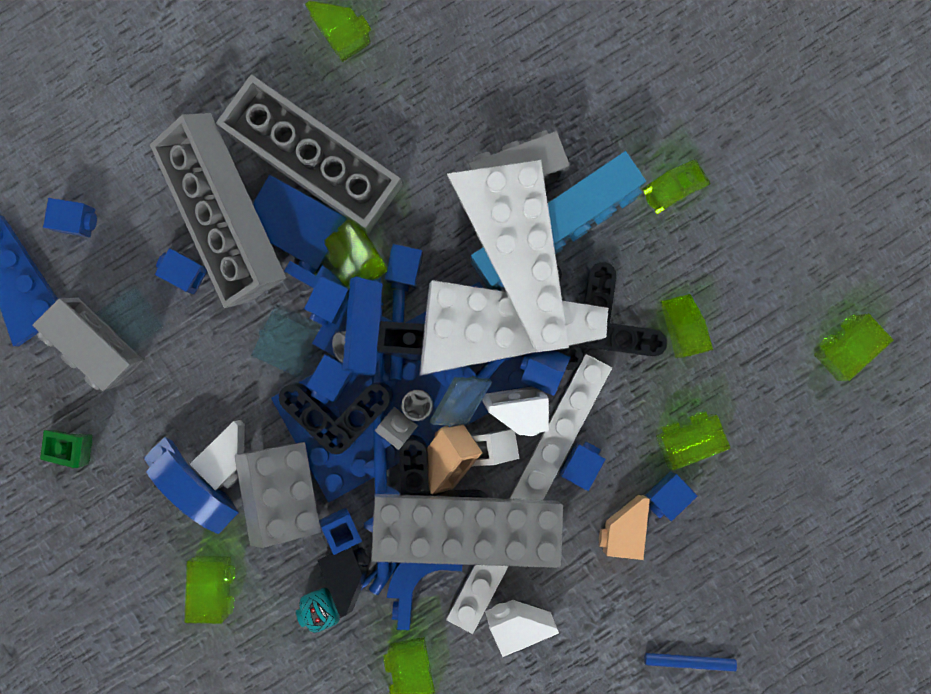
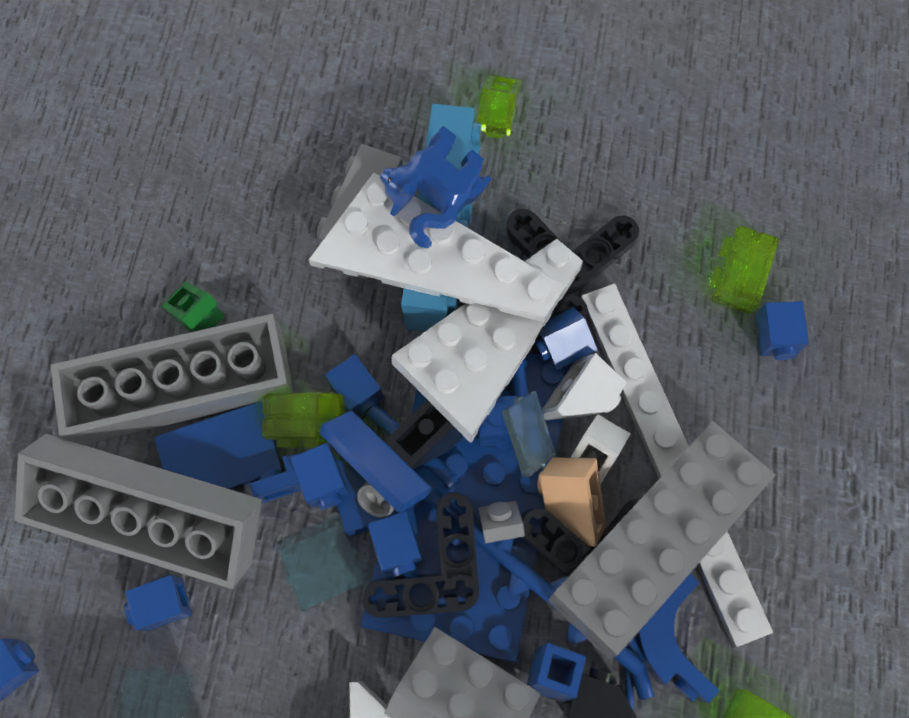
camera: 45 degrees left, 15 degrees down
(340, 27) = (93, 261): clear neon green slope -> none
(364, 119) = (193, 308): none -> green slope
(413, 404) = (499, 475): light grey wheel -> none
(519, 625) = (801, 577): white slope -> none
(567, 209) = (439, 181): none -> blue animal
(582, 465) = (686, 383): blue brick -> none
(626, 530) = (783, 393): light nougat slope -> none
(686, 326) = (633, 192): clear neon green slope -> none
(852, 346) = (768, 76): clear neon green brick -> none

